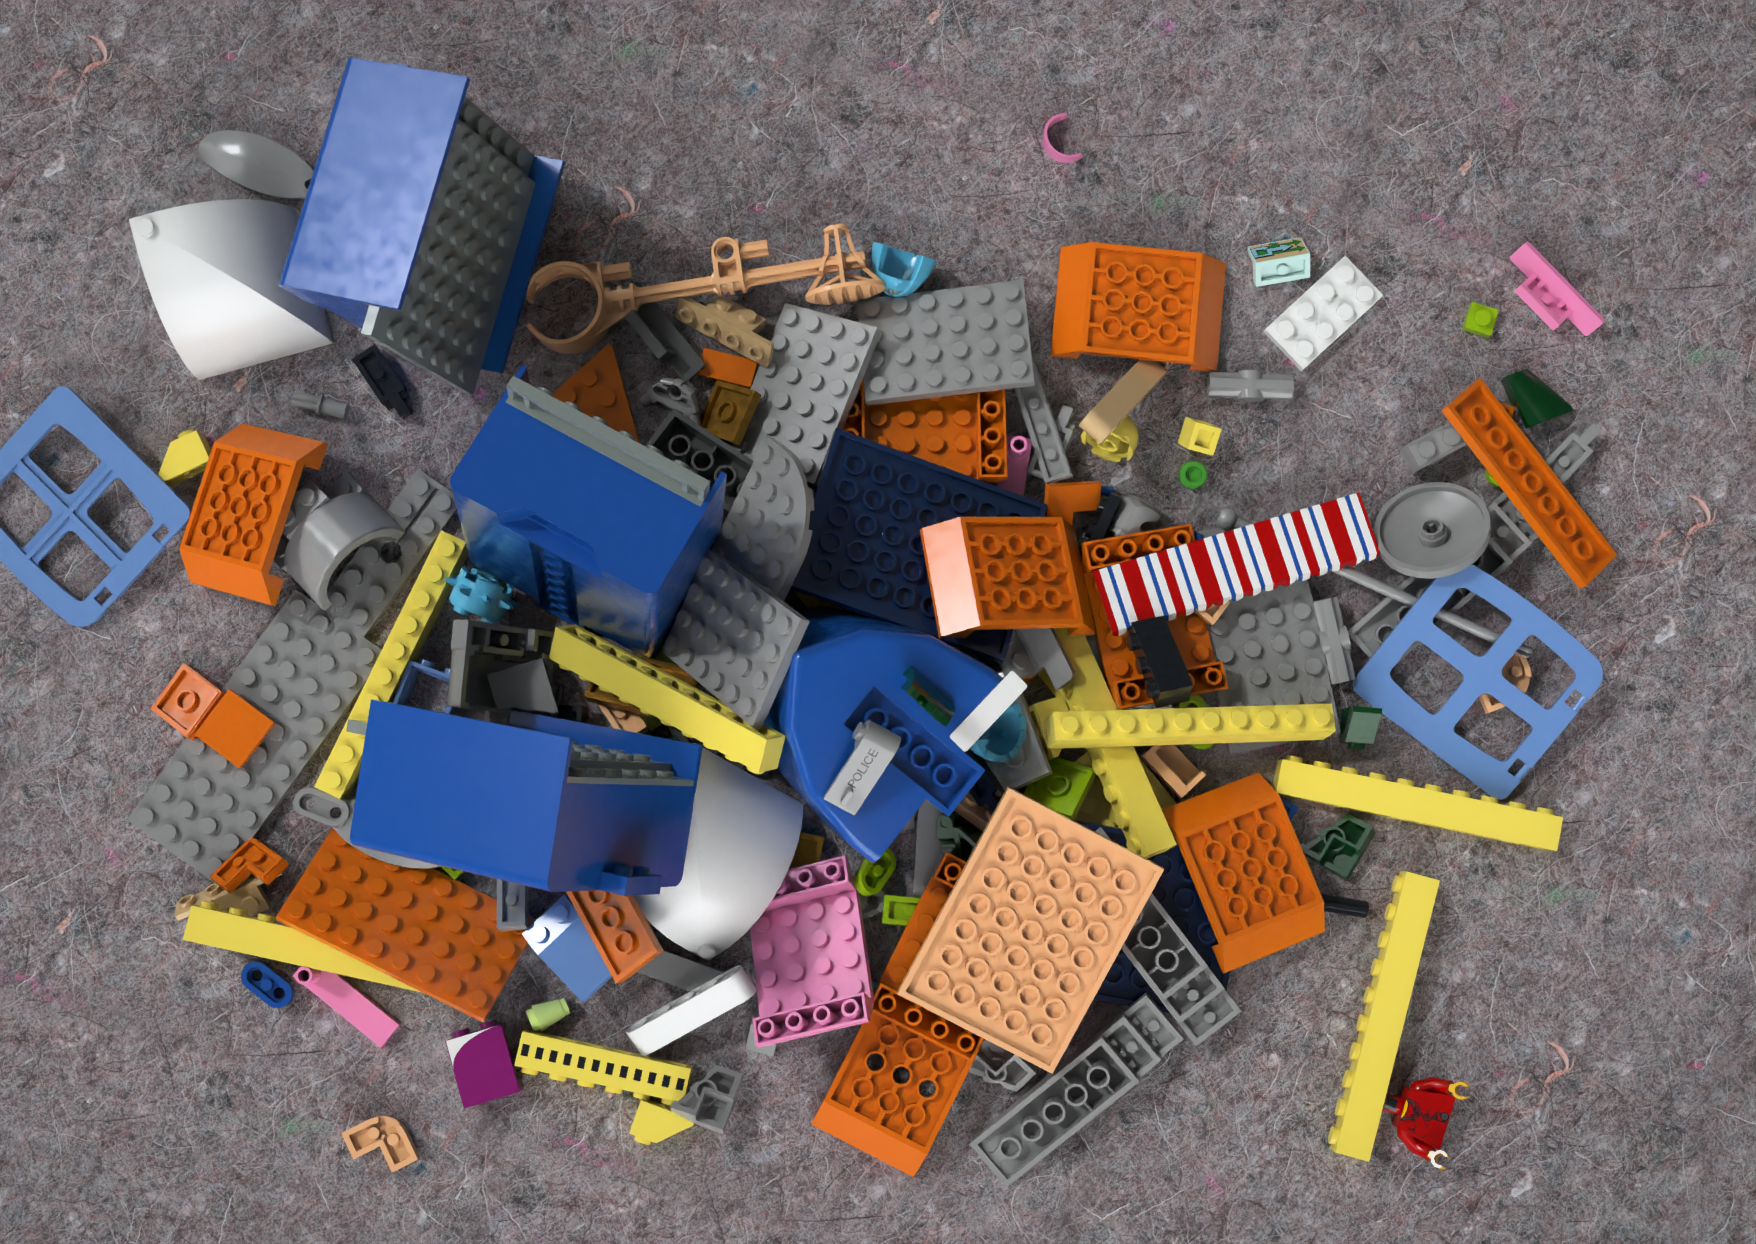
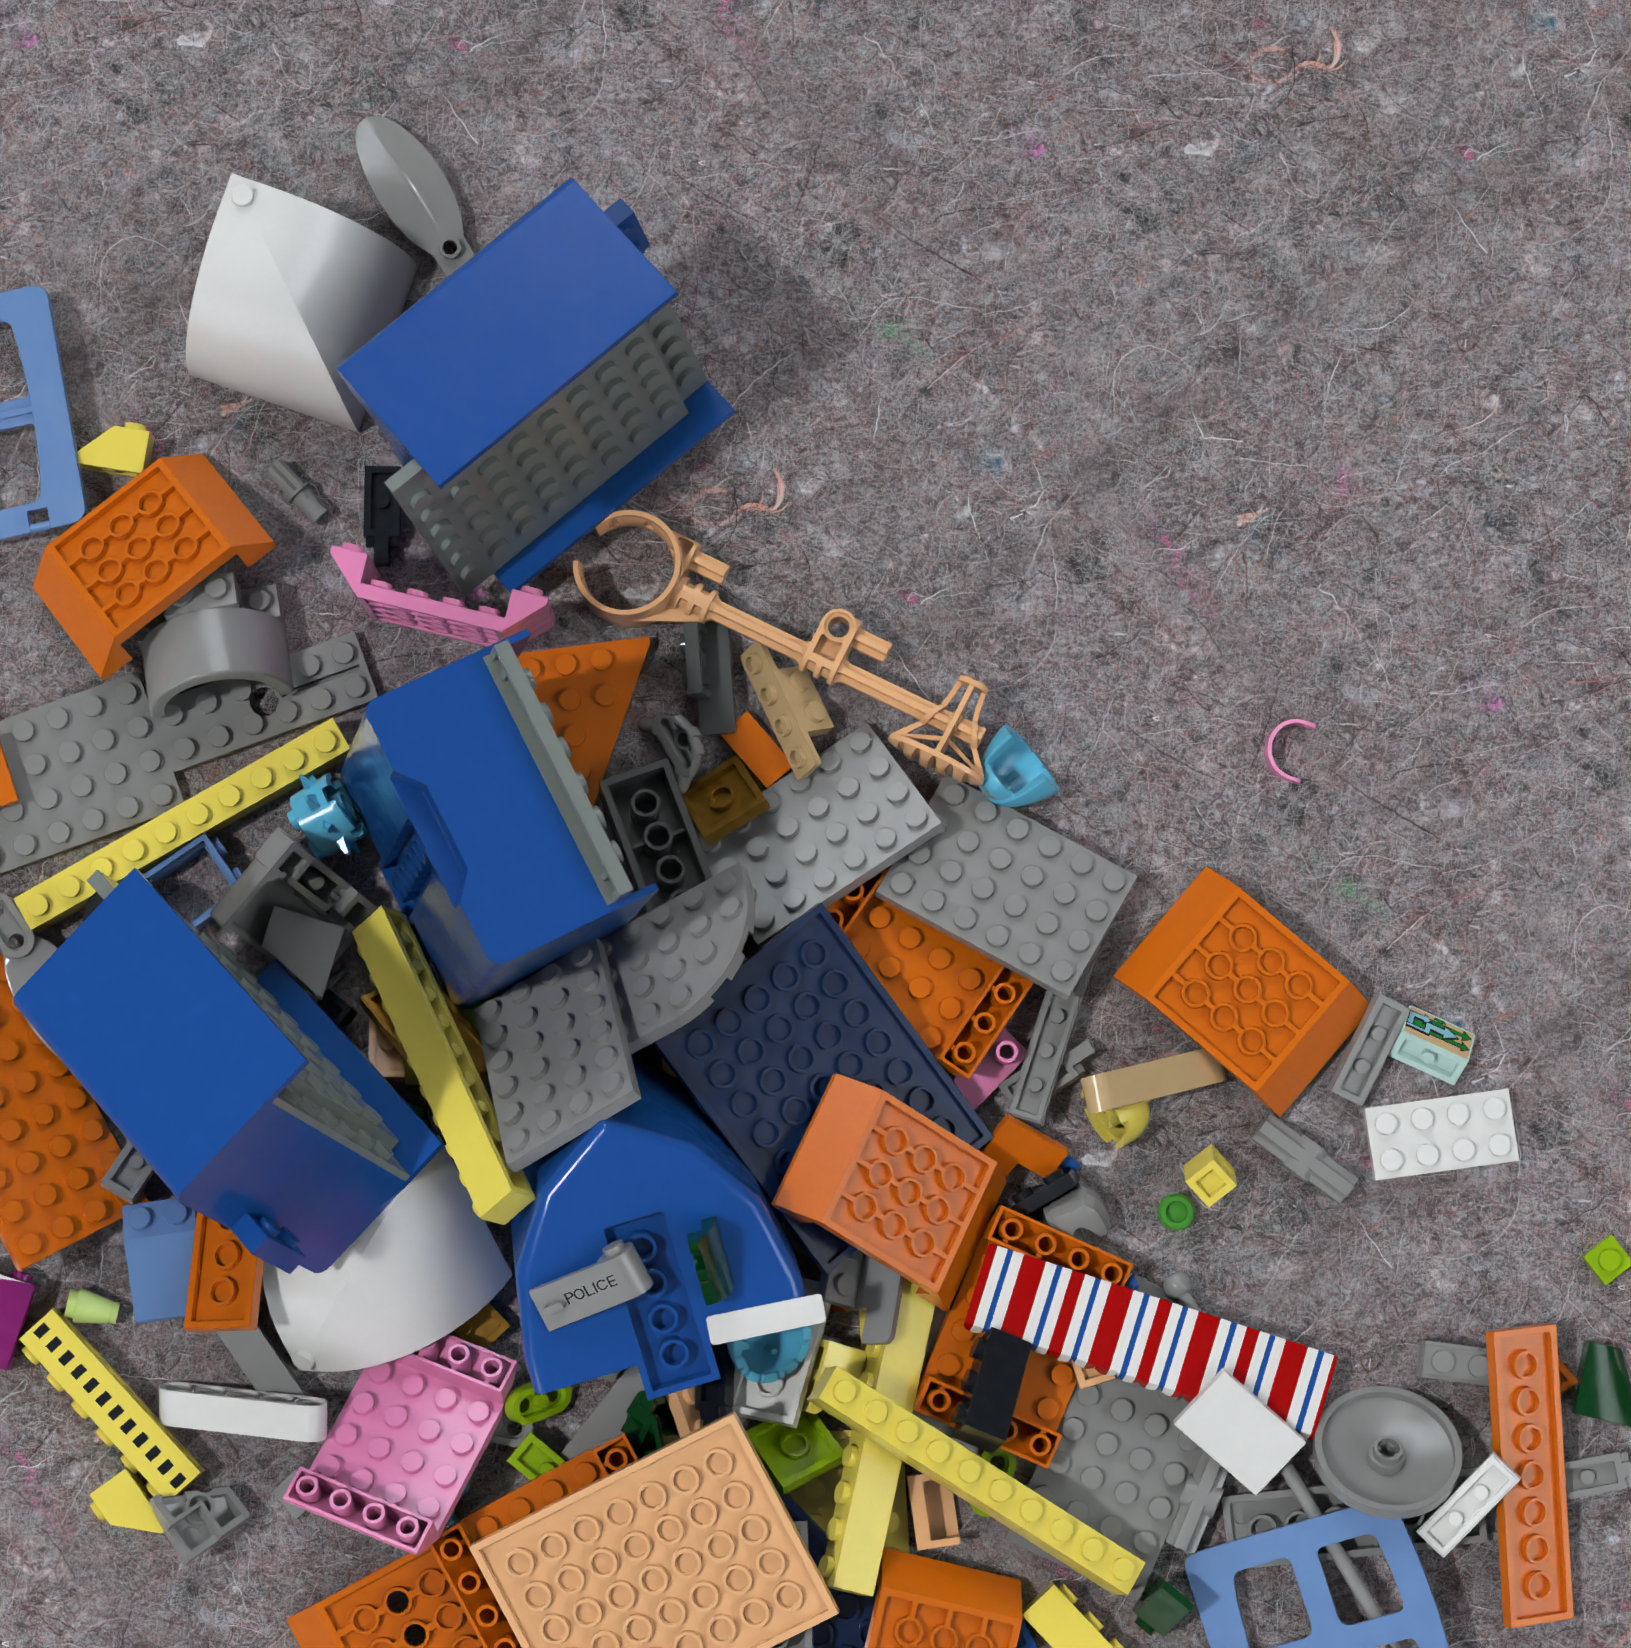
camera: 30 degrees right, 0 degrees up
(449, 421) = (447, 618): none -> bright pink slope
(1242, 290) = (1368, 1049): none -> light grey plate
(1331, 581) = (1239, 1431): none -> white tile
(1506, 526) = (1468, 1504): none -> white tile

